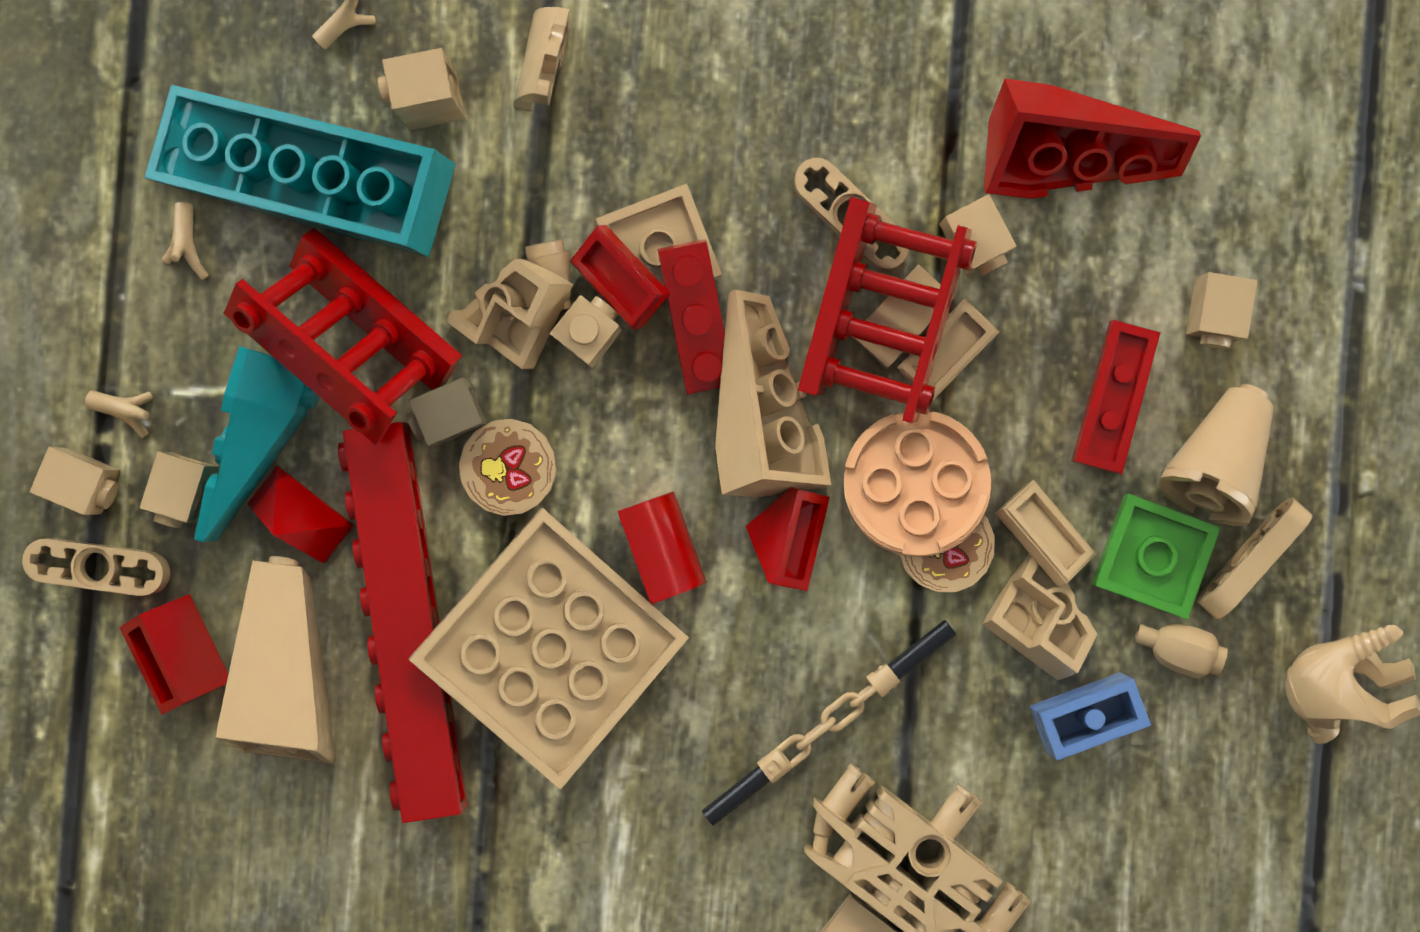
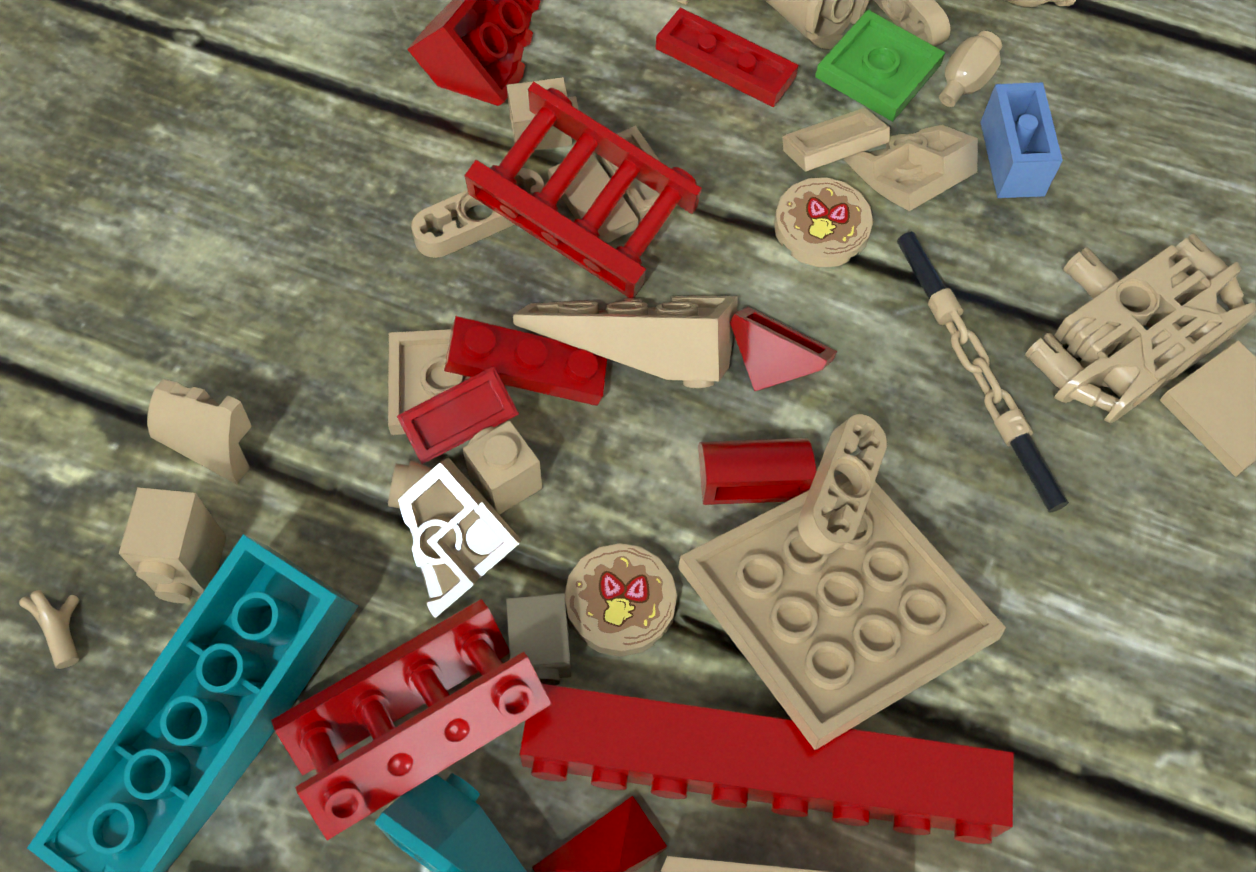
camera: 80 degrees left, 25 degrees down
(685, 645) = (826, 495): none -> tan beam
(917, 484) = (759, 224): light nougat tile -> none

